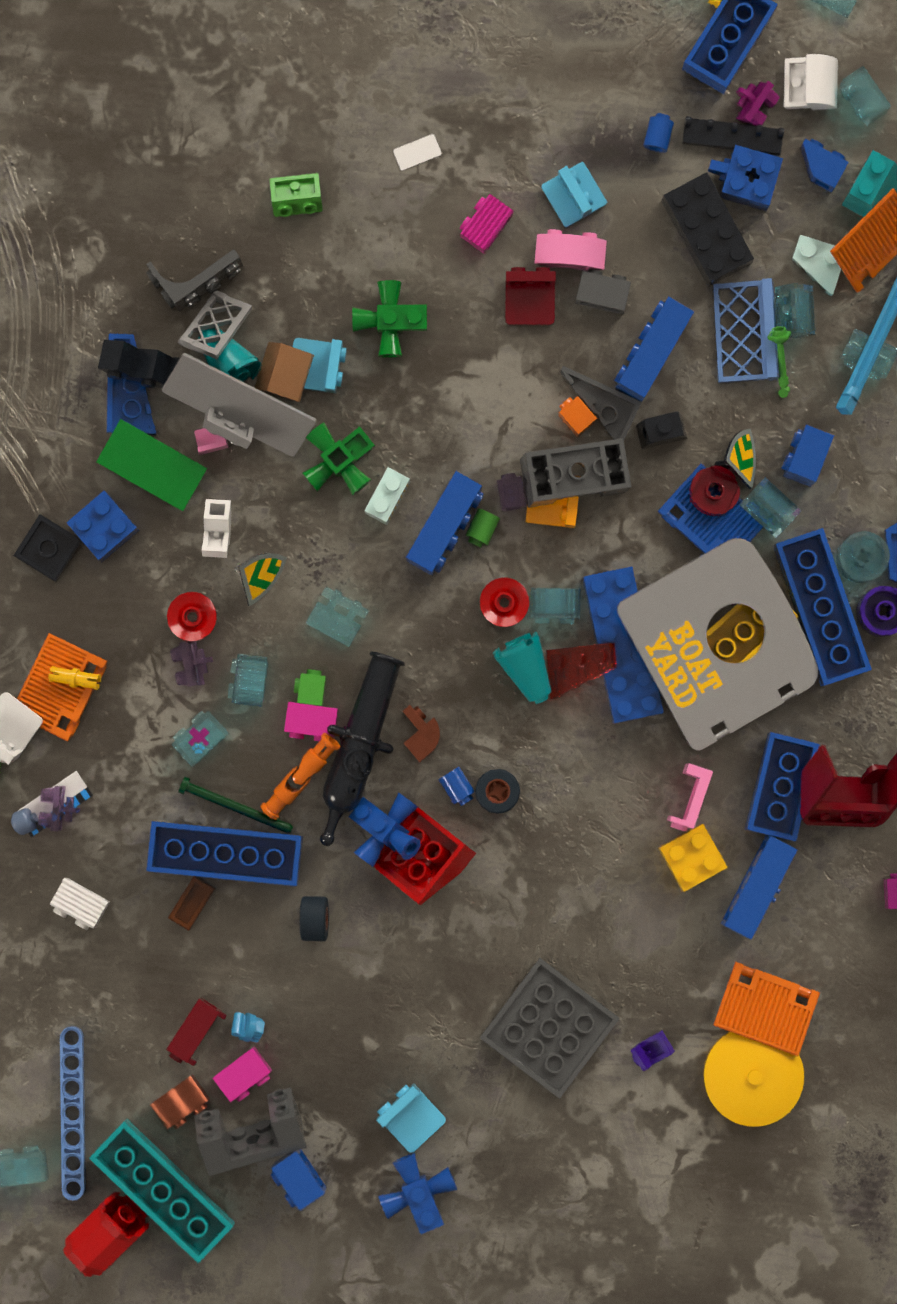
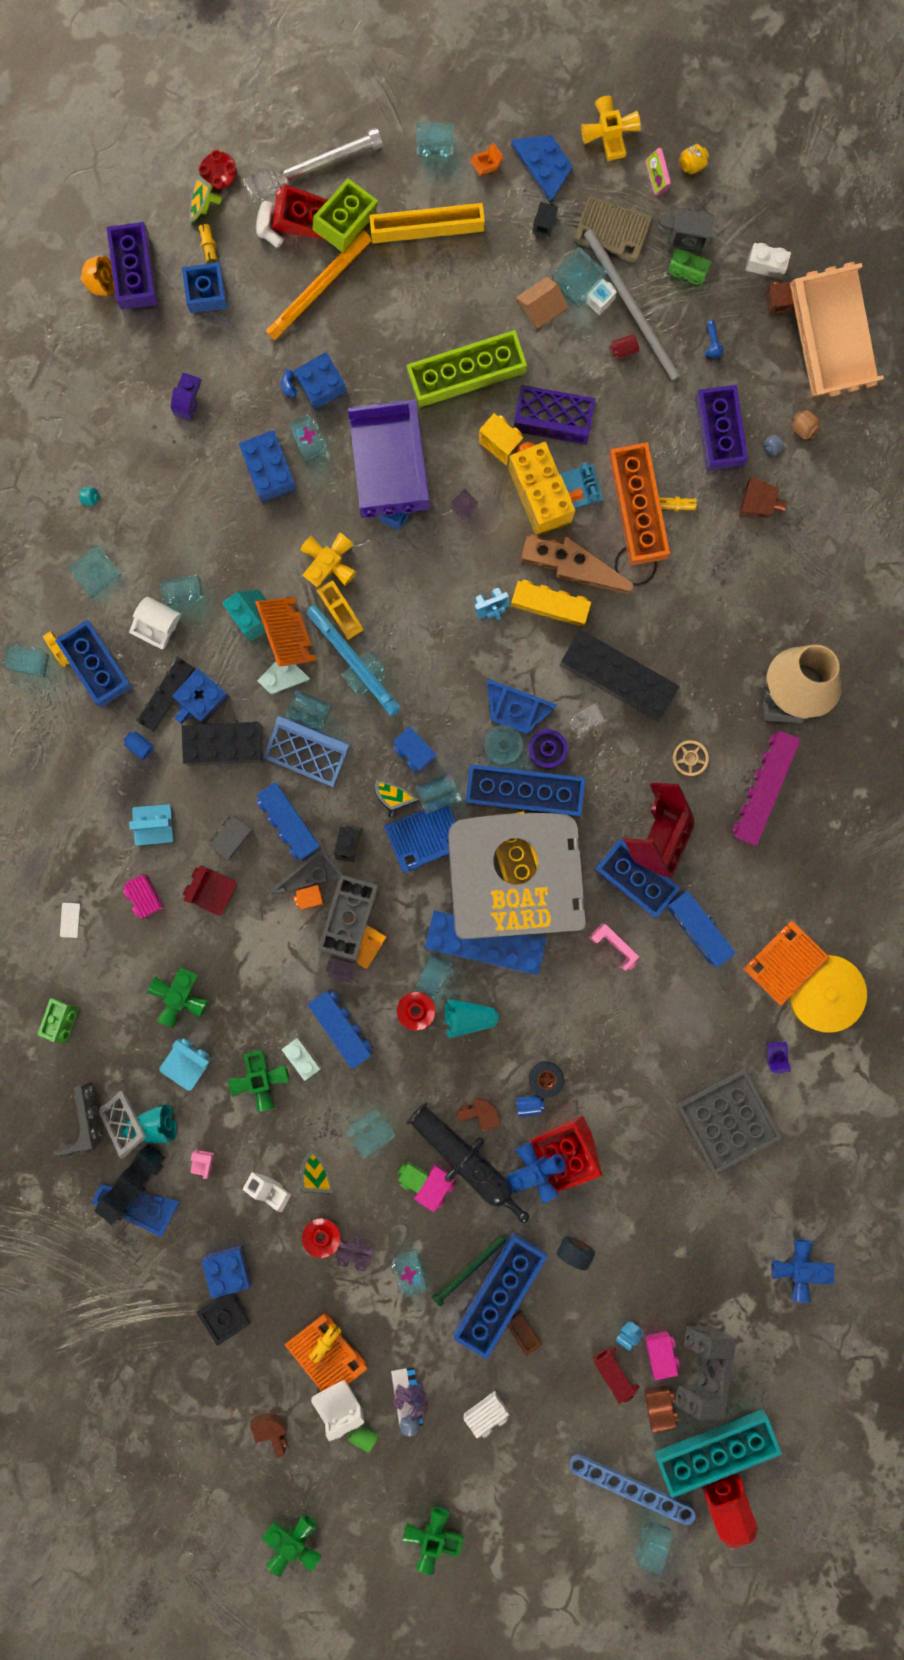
camera: 65 degrees left, 0 degrees up
(151, 465) = (199, 1216): green tile -> none
(236, 408) = (189, 1138): light grey bracket -> none
(249, 680) = (386, 1218): clear light blue brick -> none
(284, 371) = (179, 1089): medium nougat slope -> none
(298, 1179) = (755, 1352): blue brick -> none
(311, 763) = (466, 1205): orange piece -> none
(411, 1117) = (746, 1249): medium azure bracket -> none
(482, 528) = (356, 1002): bright green brick -> none
(570, 251) = (191, 846): bright pink brick -> none
(577, 665) = (485, 981): clear red wing -> none
(692, 857) = (657, 964): yellow brick -> none
(727, 486) = (407, 837): dark red plate -> none
(751, 101) = (147, 669): magenta hips -> none
(779, 336) = (321, 730): bright green piece -> none
(821, 165) = (216, 642): blue slope -> none

